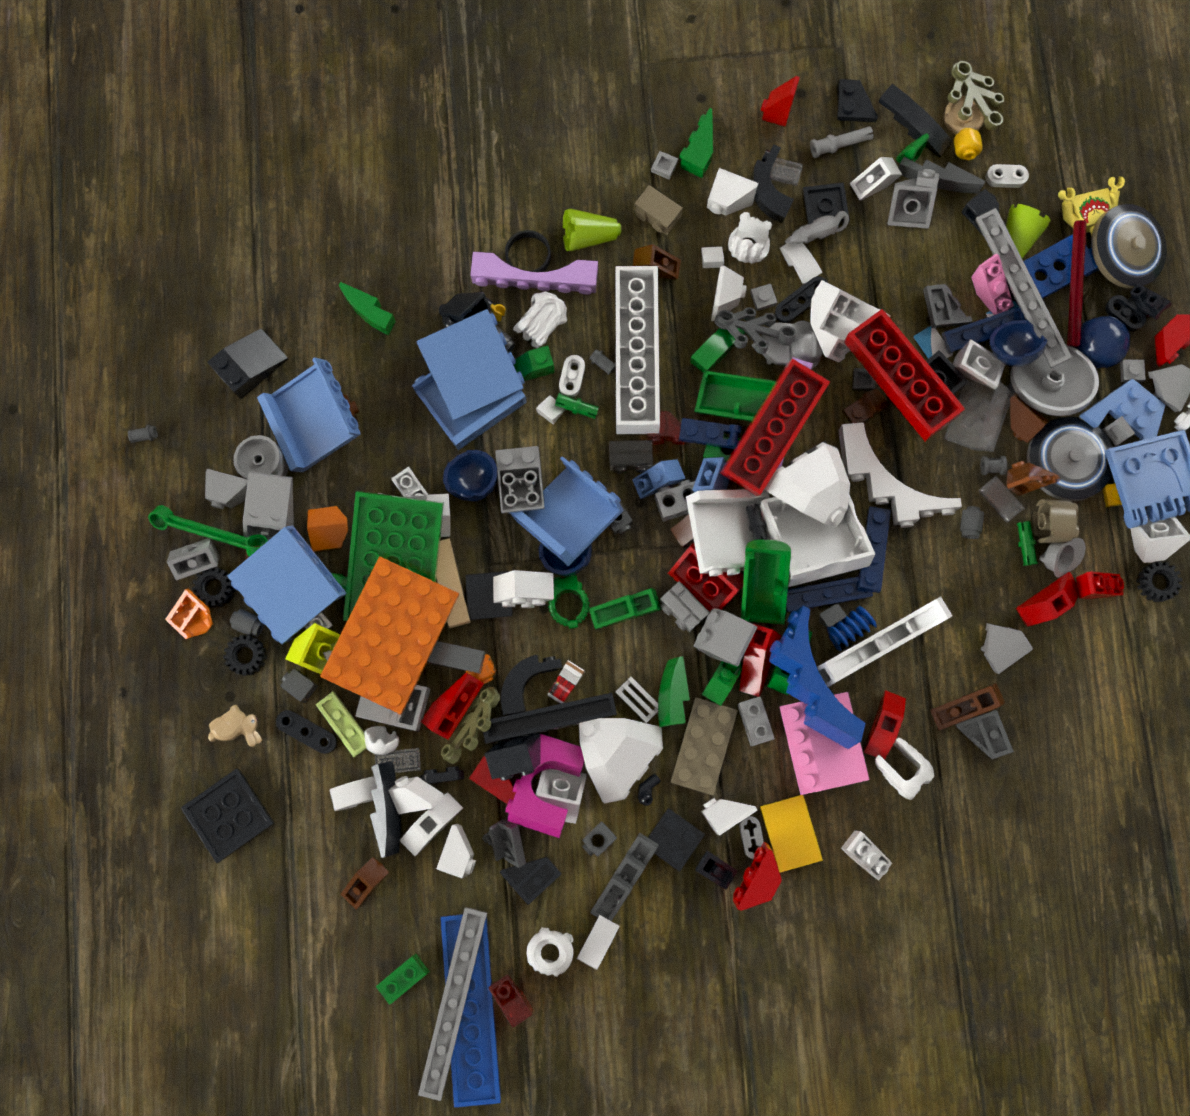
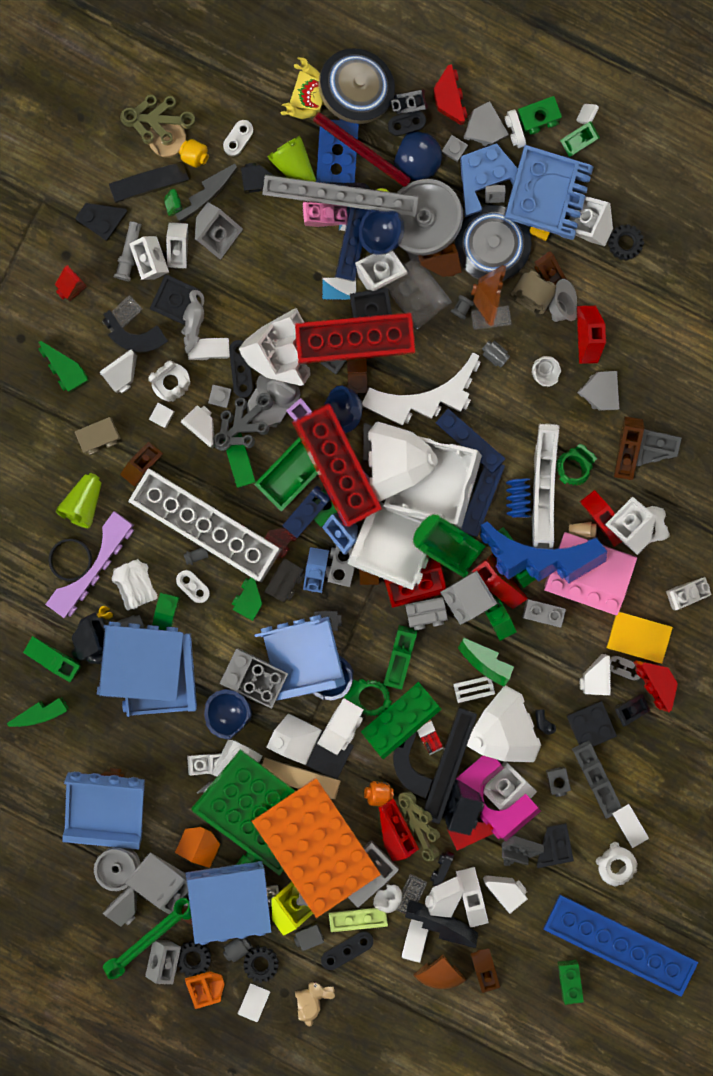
camera: 60 degrees left, 10 degrees up
(142, 434) = (37, 942): dark grey pin -> none
(203, 672) = (253, 1002): none -> white sticker
(227, 815) = (374, 1043): black plate -> none
(247, 362) = (26, 832): black slope -> none
(334, 840) = (440, 974): none -> dark orange brick
(425, 292) = (52, 659): none -> green slope
(452, 1004) = (609, 955): light grey plate -> none
(457, 657) = (362, 806): dark grey slope -> none
(483, 554) = (294, 739): none -> white slope
(511, 1000) = (633, 913): clear red slope -> none
(549, 410) = (209, 618): white slope -> none
(564, 645) = (401, 720): none -> green plate
(576, 406) = (219, 597): green pin -> none
(592, 434) = (249, 601): none -> green slope
(664, 165) = (62, 406): light grey plate -> none
(704, 746) = (538, 661): dark tan plate -> none
(757, 525) = (400, 520): black pin -> none
(830, 412) = (346, 407): none -> dark blue cylinder
(831, 616) = (501, 506): dark grey slope -> none
(849, 158) = (149, 257): none -> white brick
(861, 710) = (584, 530): none -> tan cone
(901, 753) = (633, 525): none -> white slope
(927, 178) = (206, 210): light grey plate -> none
(929, 664) = (585, 460): none -> green piece
(943, 307) = (315, 261): dark grey wing -> none
(988, 579) = (546, 371): none -> white hair
(1027, 543) = (536, 322): green pin -> none
(1088, 521) = (549, 268): none -> reddish brown slope
(1099, 585) = (601, 290): red slope -> none

